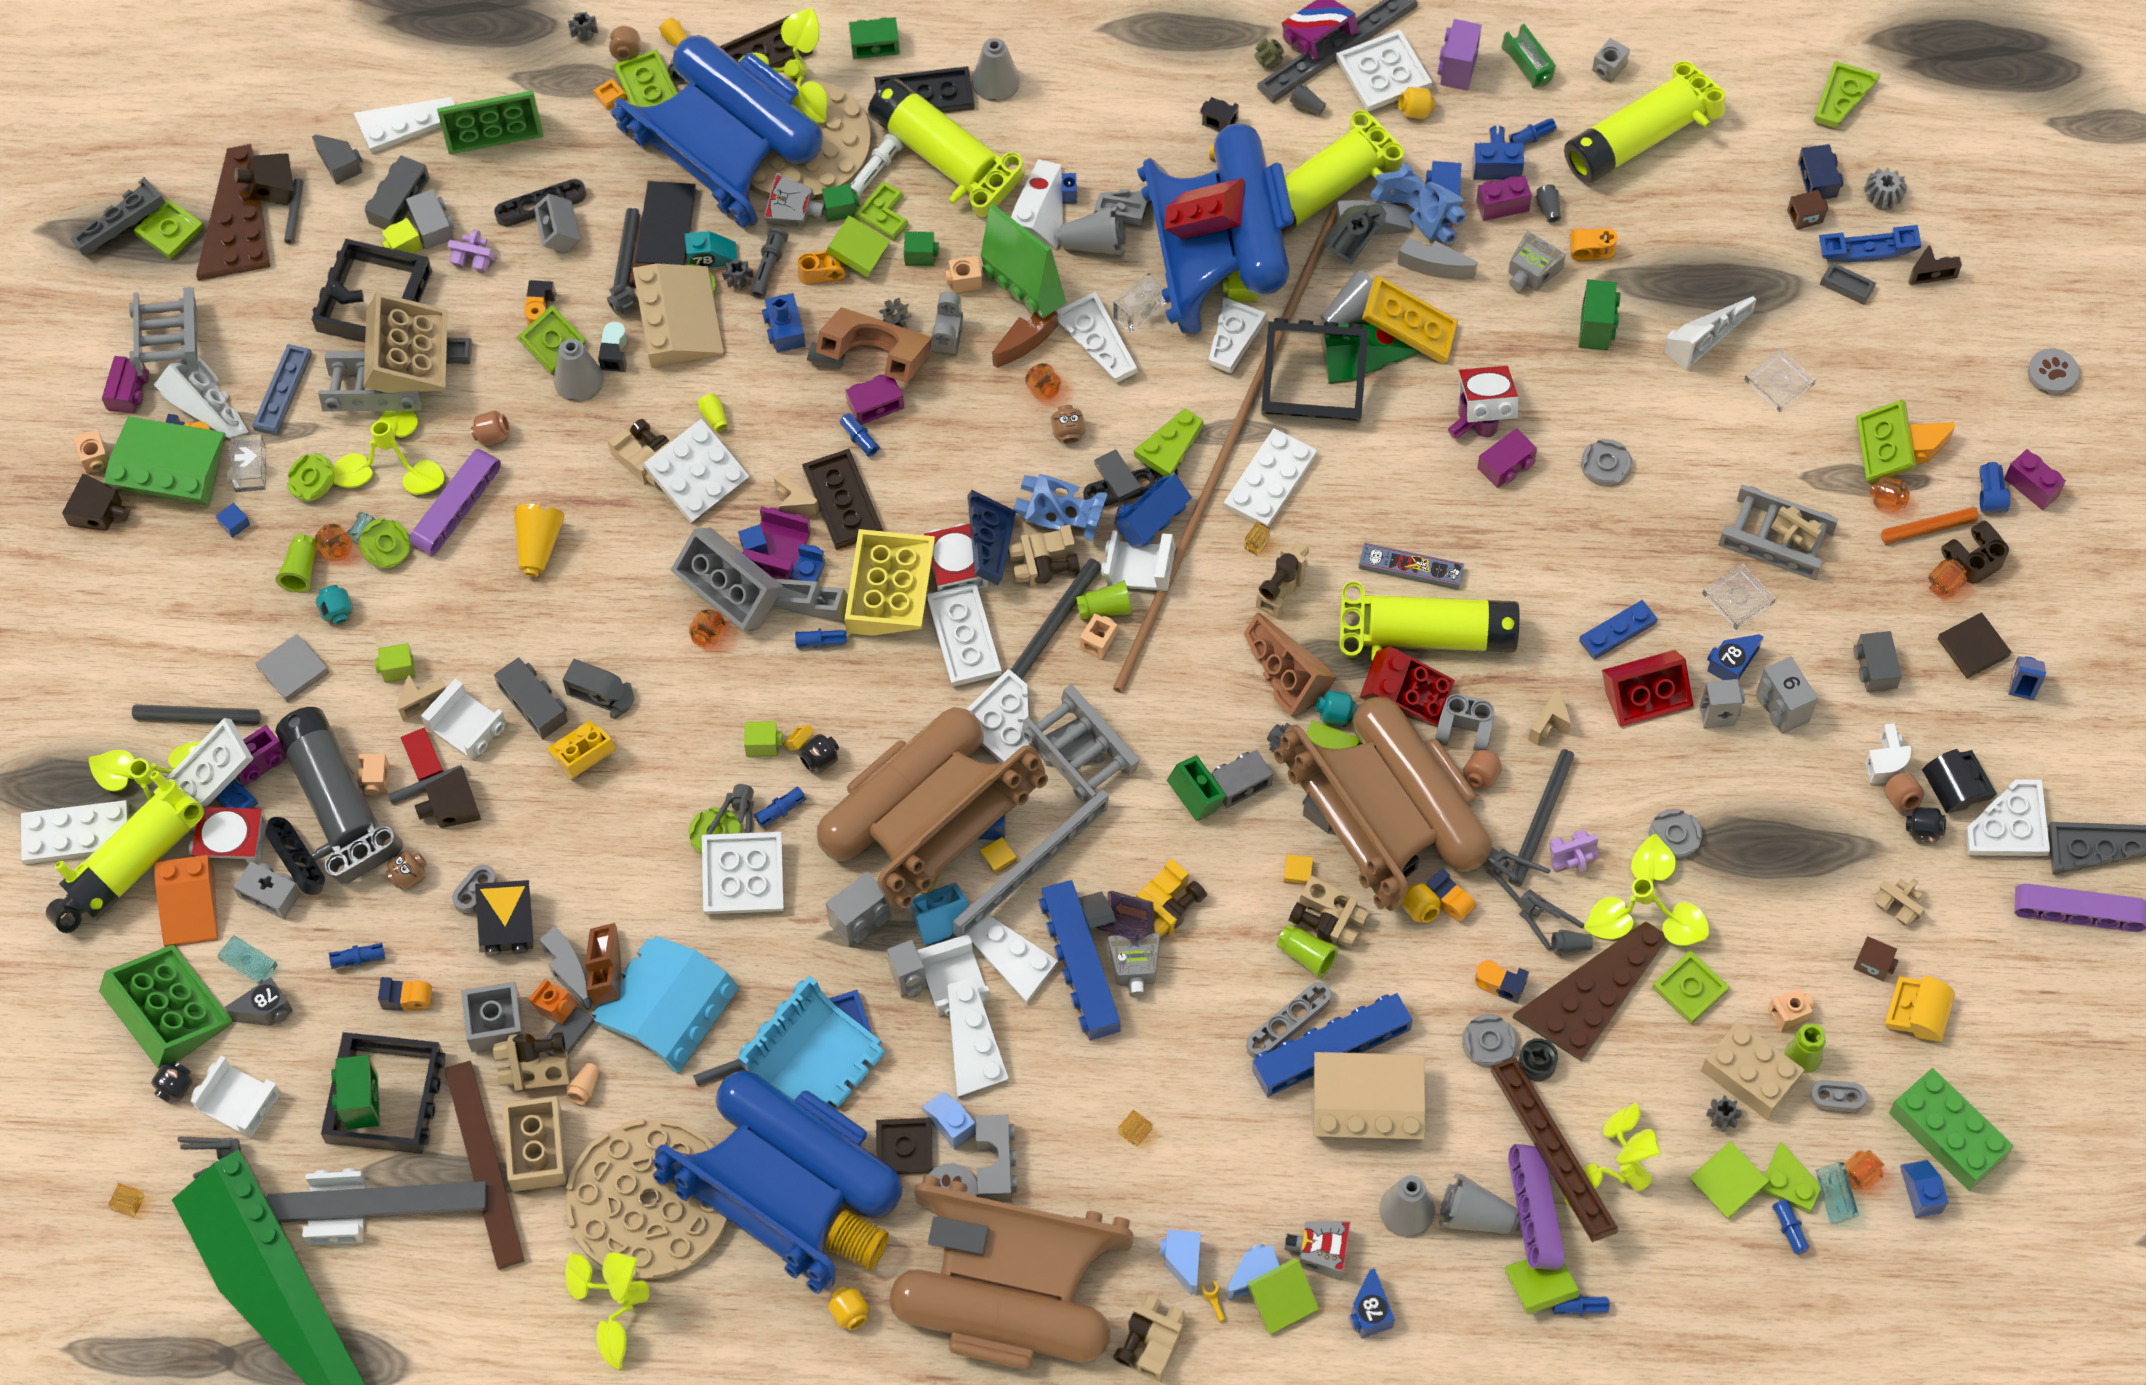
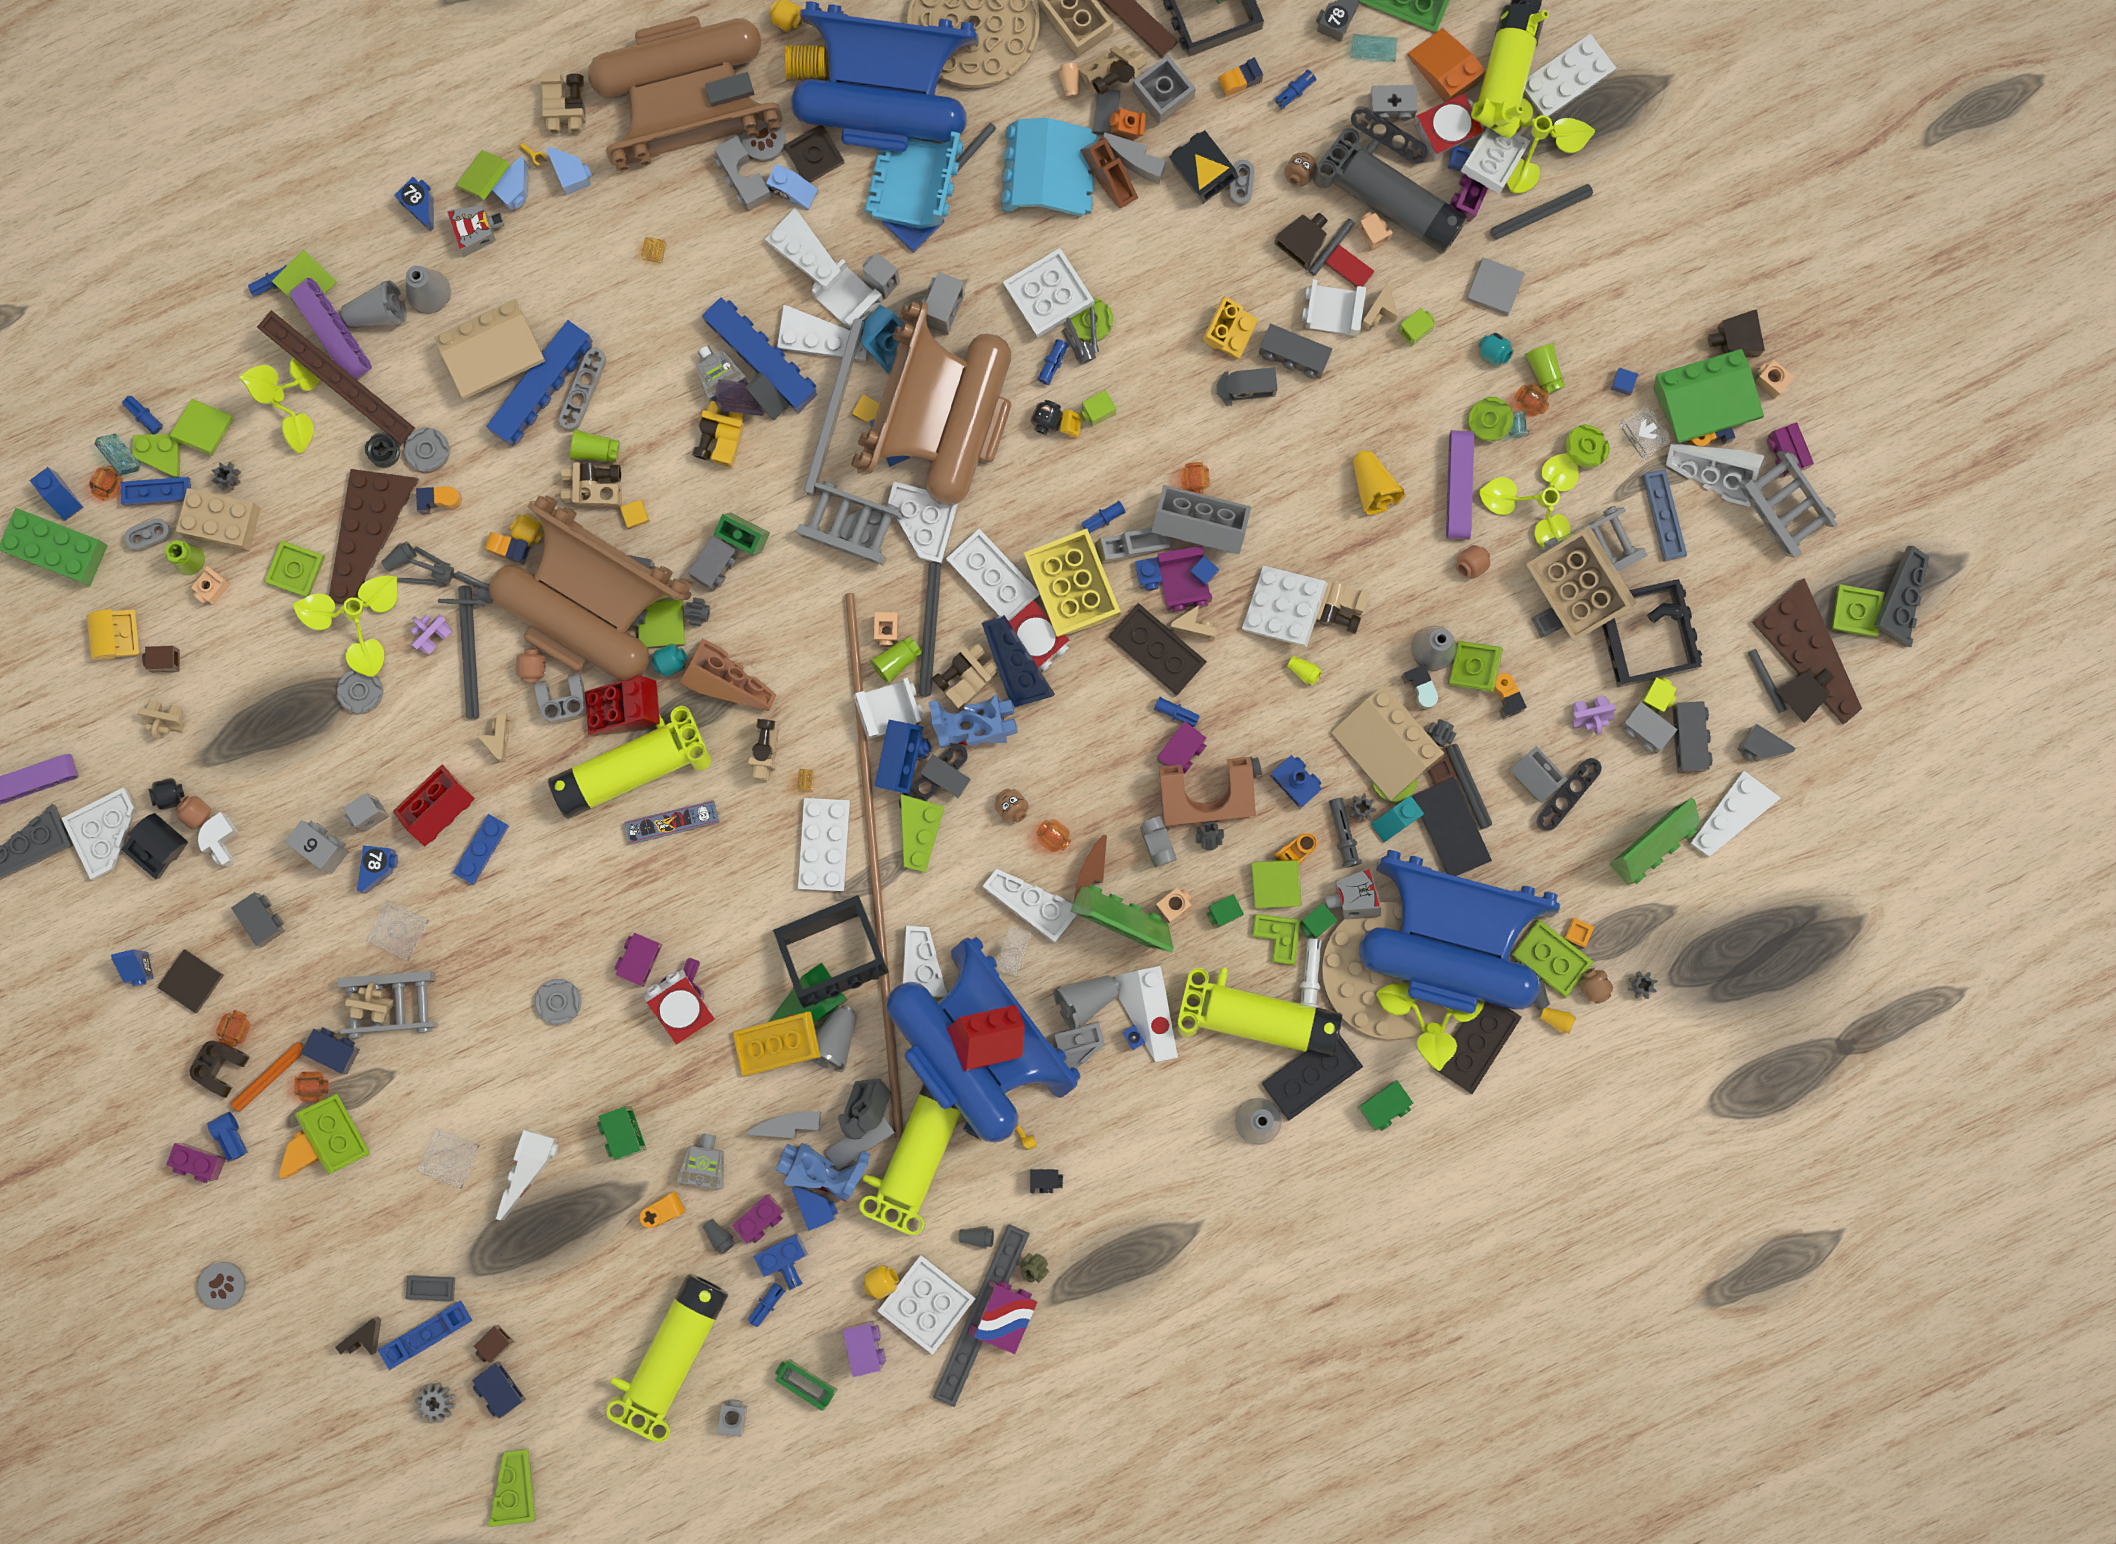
camera: 150 degrees right, 20 degrees up
(1809, 1137) = (154, 491): none -> blue plate
(1856, 515) = (330, 1050): none -> dark blue brick

